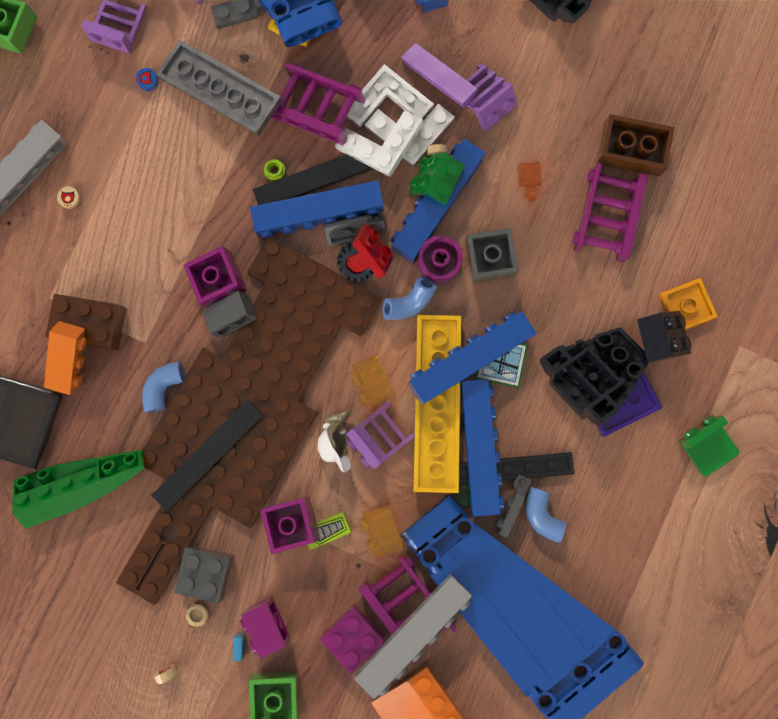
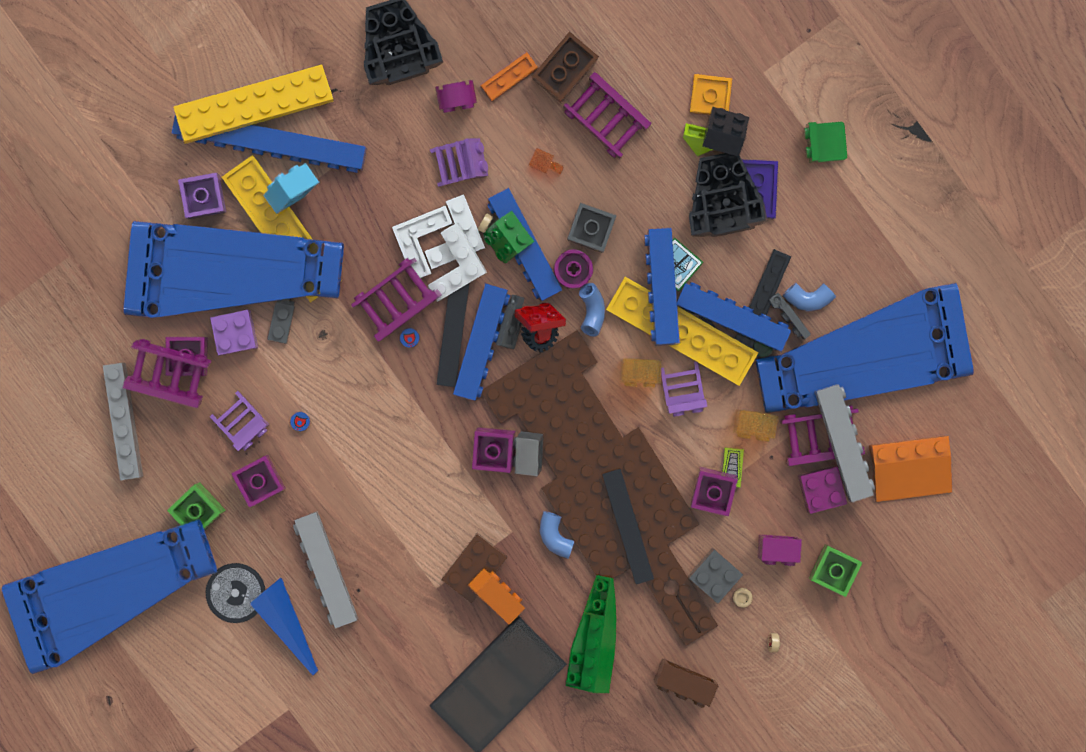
camera: 65 degrees left, 5 degrees up
(64, 66) = (258, 481): none -> magenta brick
(69, 198) = (364, 532): tan tile -> none
(73, 604) = (685, 683): none -> reddish brown brick
(219, 87) = (342, 368): flat silver plate -> none
(239, 642) = (783, 577): dark azure tile -> none
(274, 163) = (435, 359): lime plate -> none
(285, 140) = (409, 337): none -> blue tile
(333, 440) = (668, 427): hair -> none
(439, 75) = (425, 188): medium lavender tile -> none
(547, 55) = (456, 95): none -> magenta brick
(591, 99) = (509, 76): none -> orange tile
(638, 308) = (694, 137): none -> lime slope

